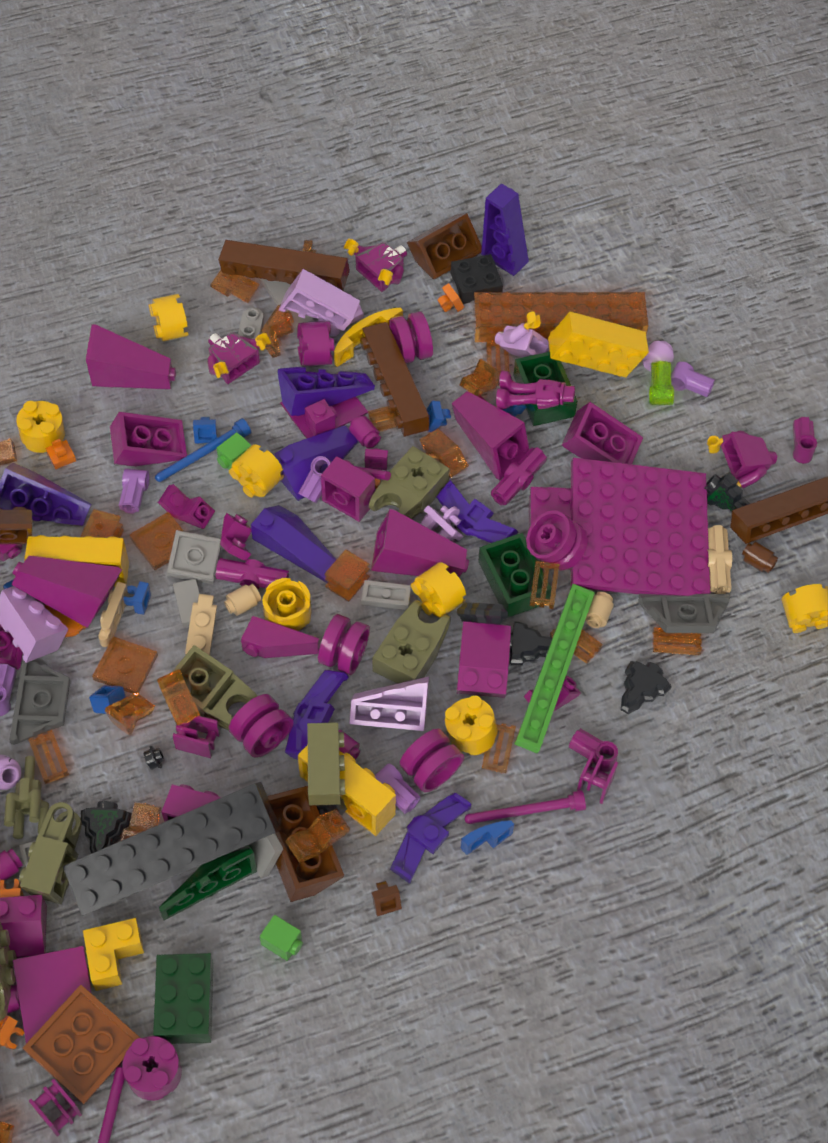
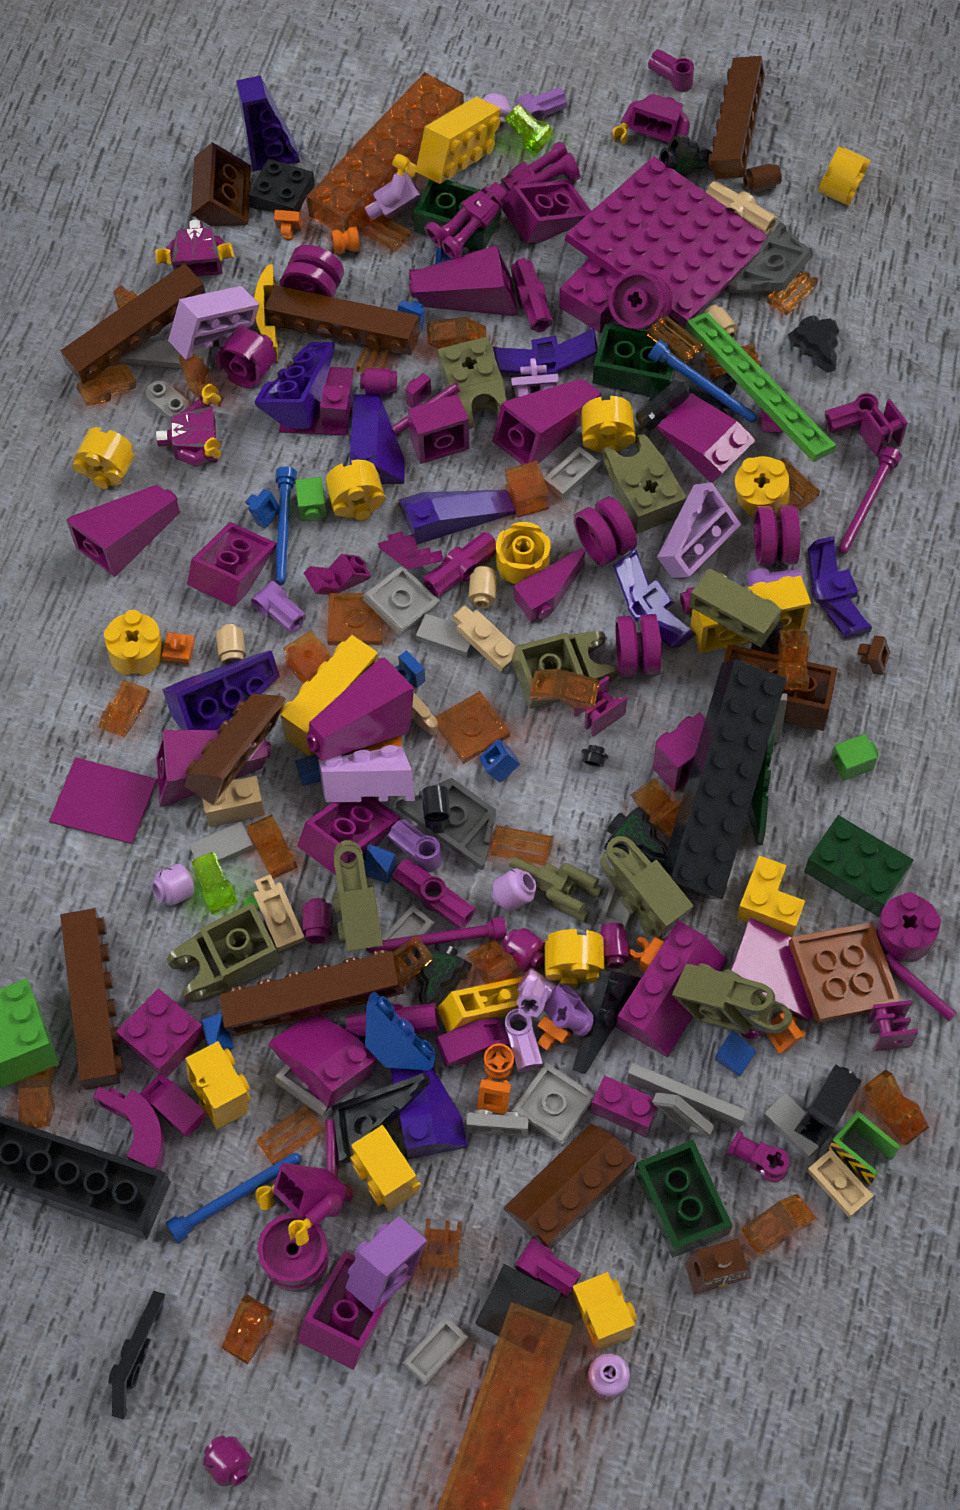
camera: 50 degrees left, 5 degrees up
(21, 678) = (436, 808): none -> black piece
(82, 480) = (230, 644): none -> tan brick
(128, 711) = (533, 749): clear orange slope -> none
(312, 486) = (405, 450): medium lavender piece -> none
(465, 340) = (348, 240): none -> orange wheel
(482, 380) = (404, 253): clear orange slope -> none
(492, 833) = (874, 543): blue slope -> none
(522, 581) = (662, 354): none -> blue piece
(621, 411) = (526, 174): none -> magenta piece

